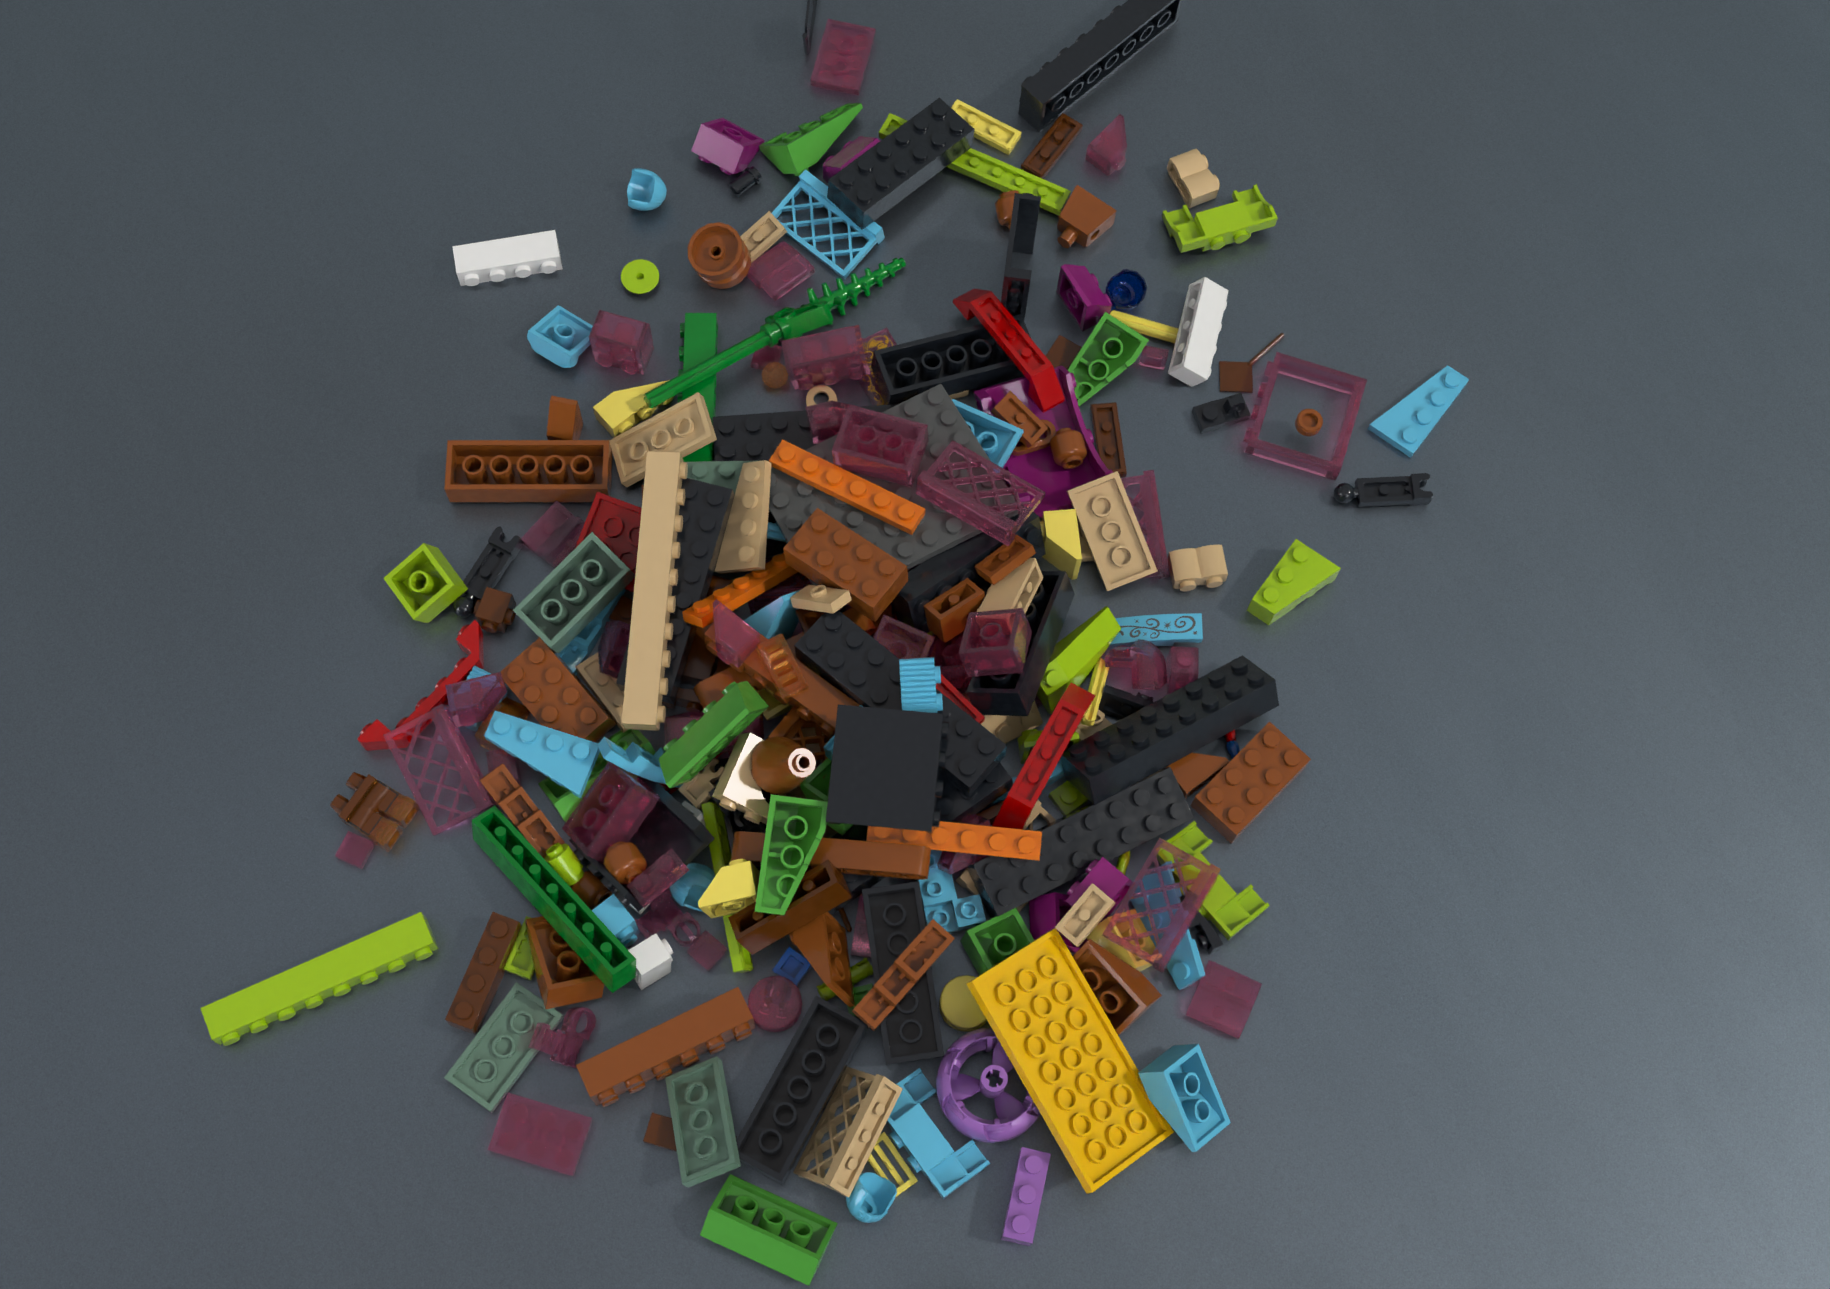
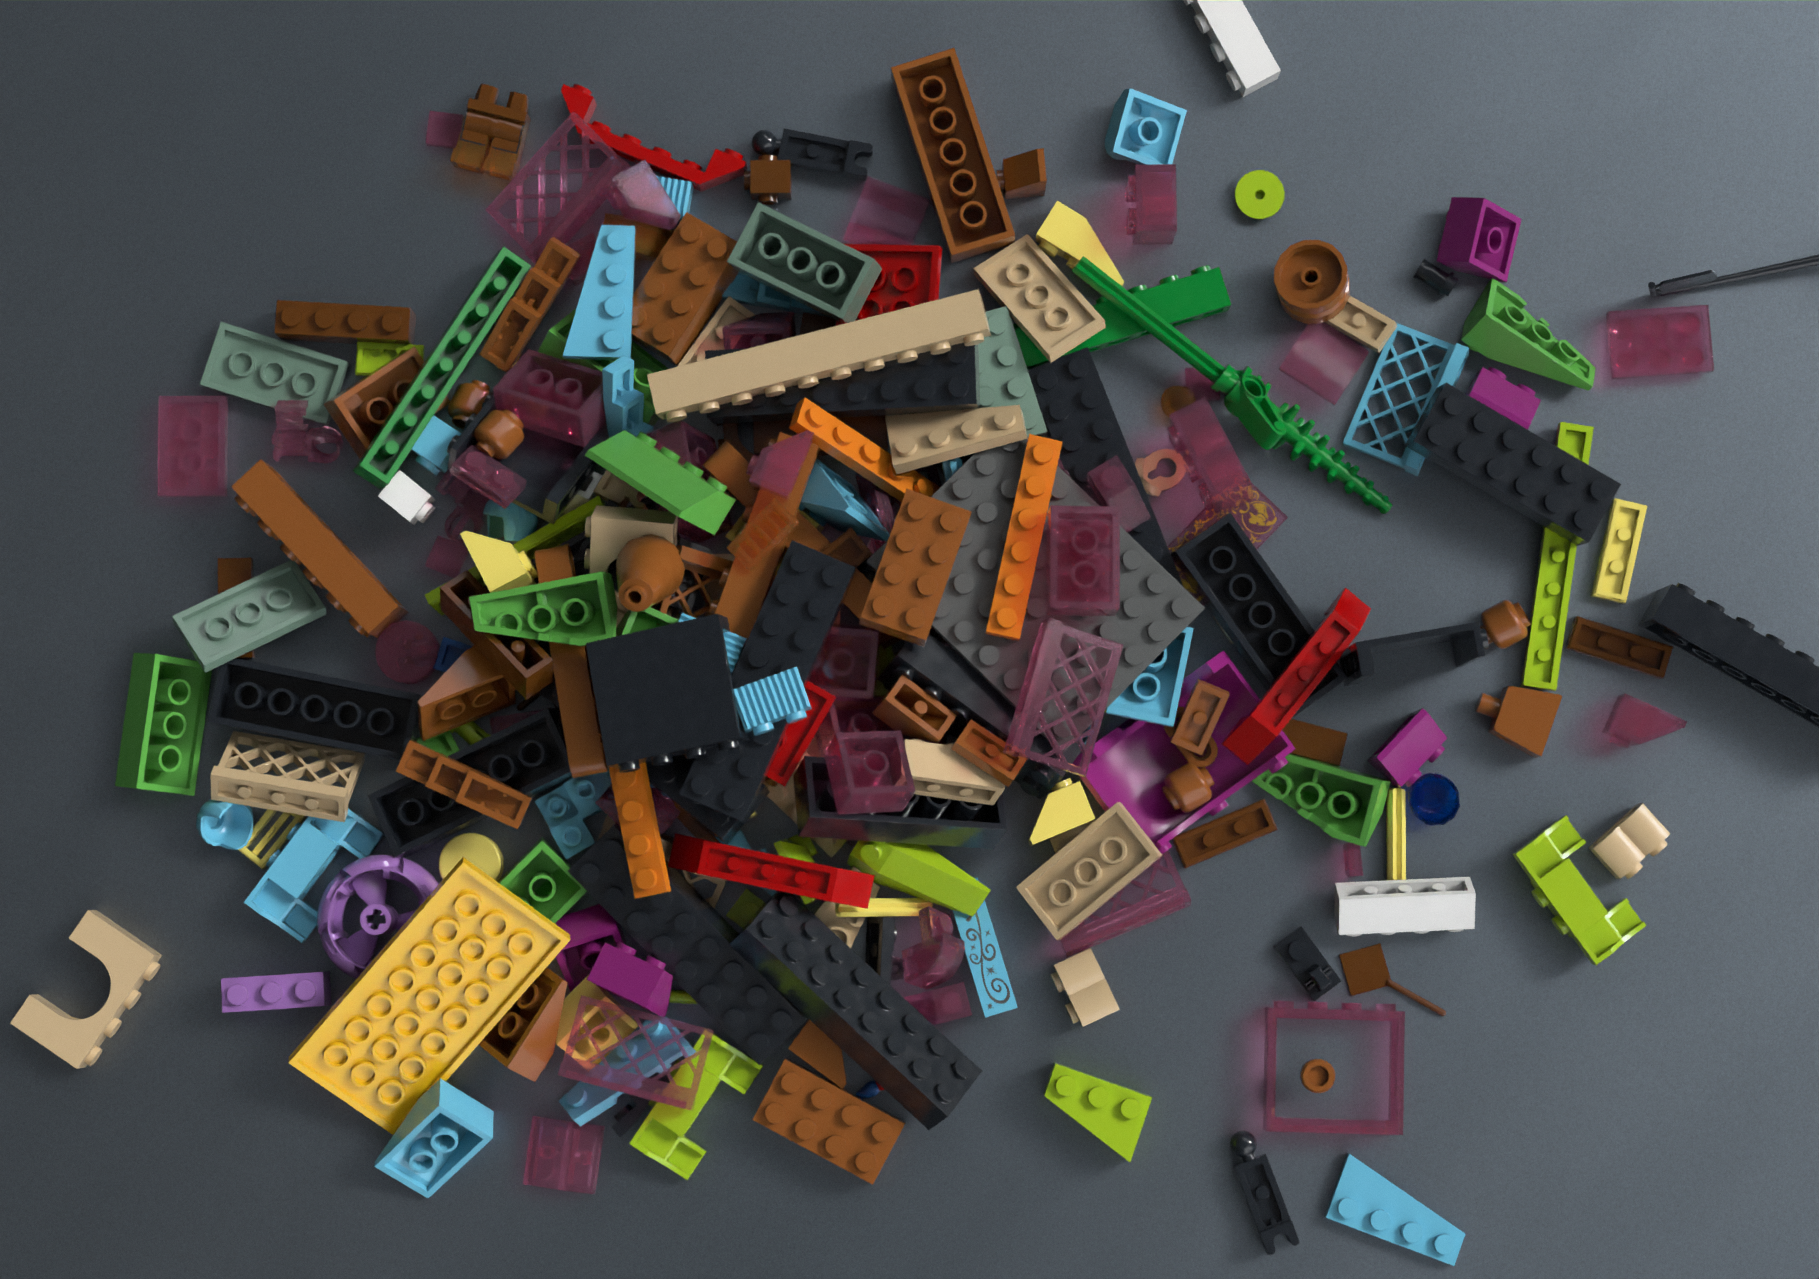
camera: 80 degrees right, 15 degrees up
(319, 979) = (289, 148): lime brick -> none
(425, 583) = (772, 89): lime brick -> none
(565, 863) = (487, 366): lime brick -> none
(645, 190) = (1375, 160): medium azure hair -> none
(820, 598) = (859, 552): tan plate -> none
(1085, 915) = (589, 969): tan plate -> none

